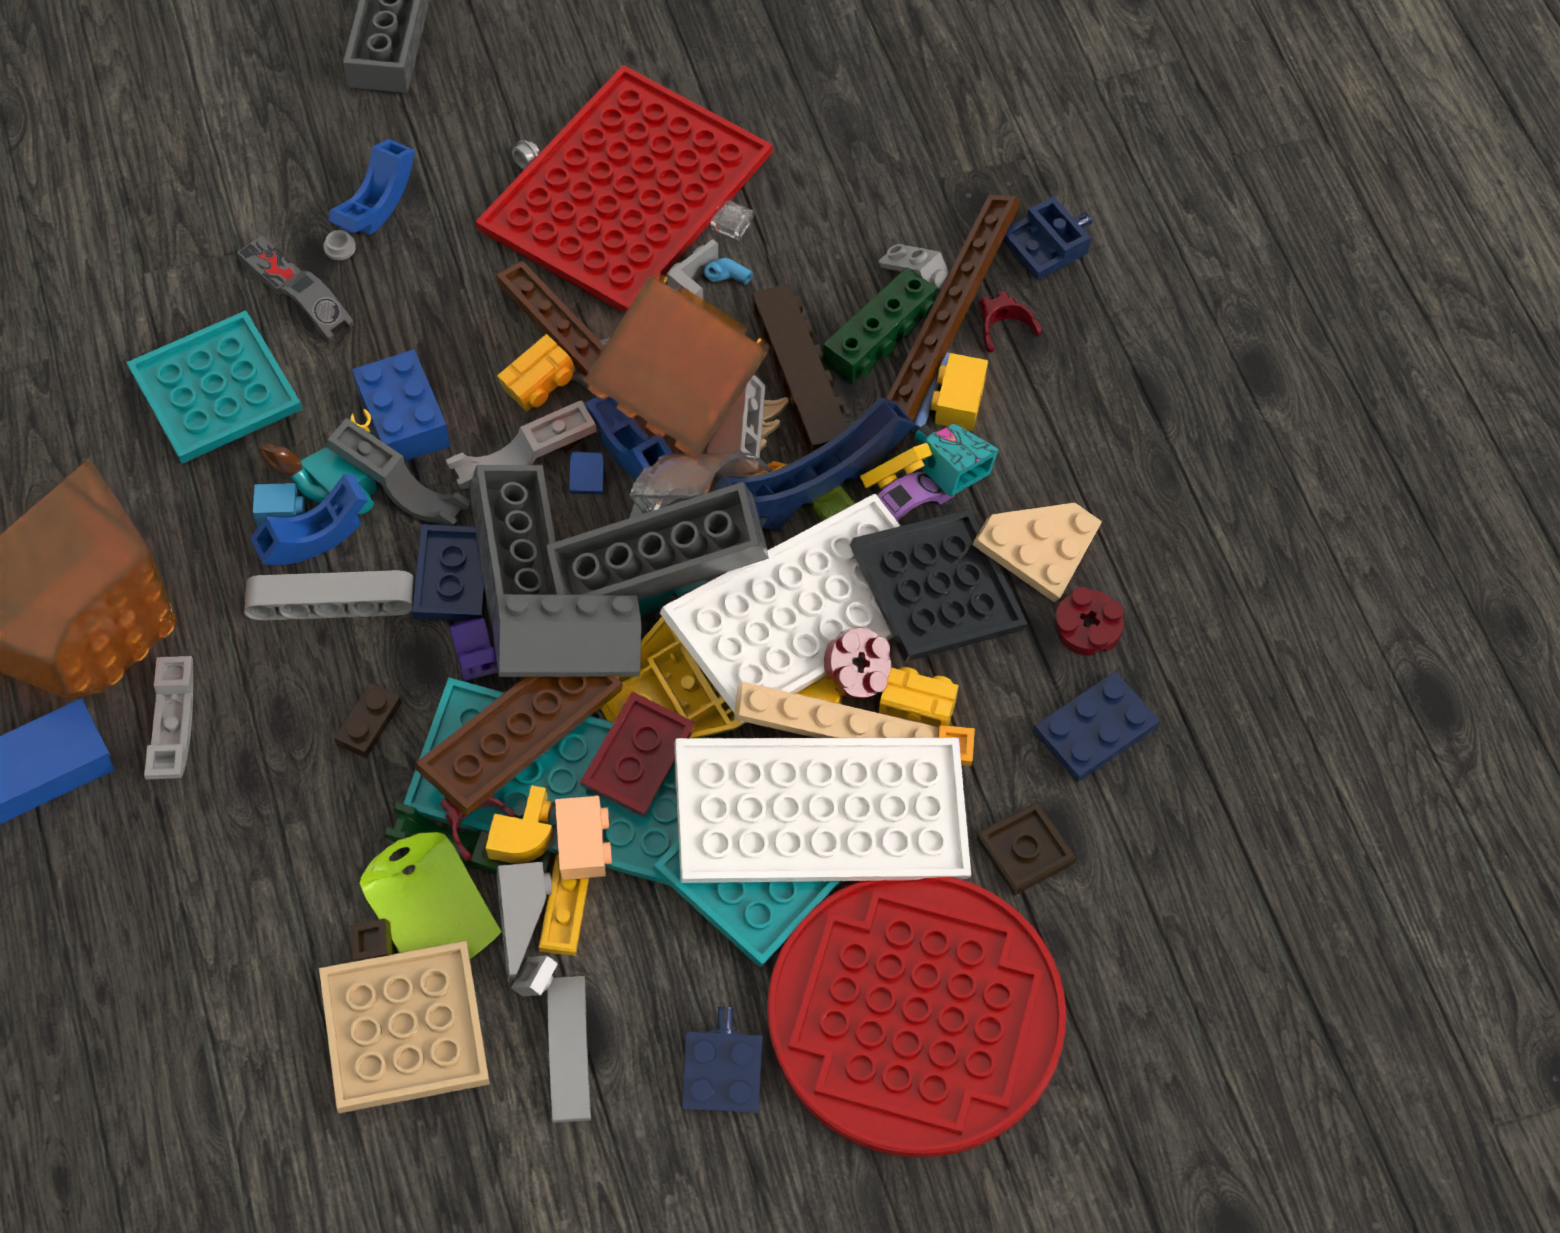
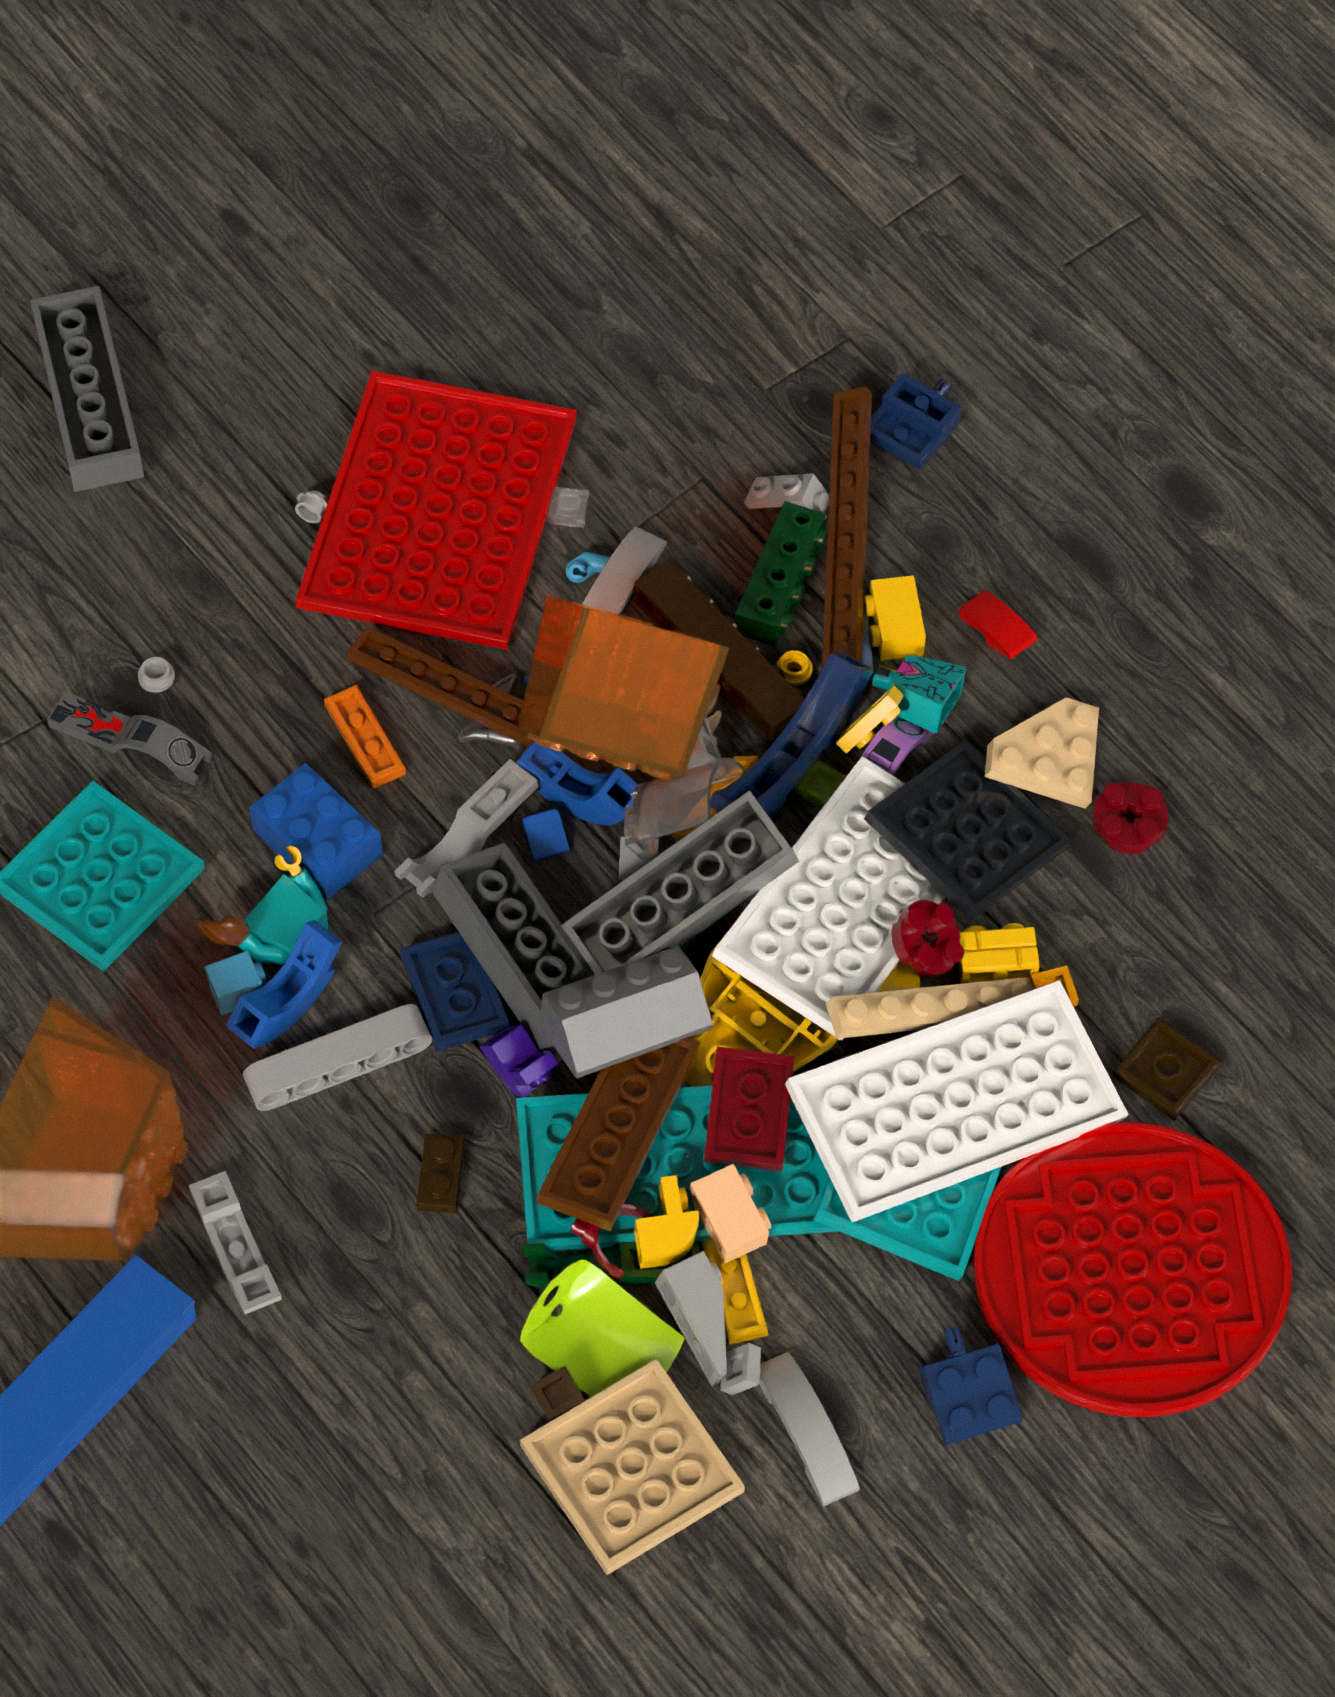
camera: 20 degrees left, 0 degrees up
(380, 190) = (172, 599): blue arch -> none
(389, 469) = (338, 901): dark grey piece -> none
(480, 347) = (364, 736): none -> orange tile
(537, 373) = (444, 746): yellow brick -> none
(693, 267) = (548, 583): light grey bracket -> none
(763, 273) = (627, 564): none -> light grey slope
(856, 398) = (799, 661): none -> yellow plate
(1003, 308) = (900, 511): dark red helmet -> none
(1045, 424) = (999, 624): none -> red slope
(1096, 726) = (1183, 921): dark blue plate -> none

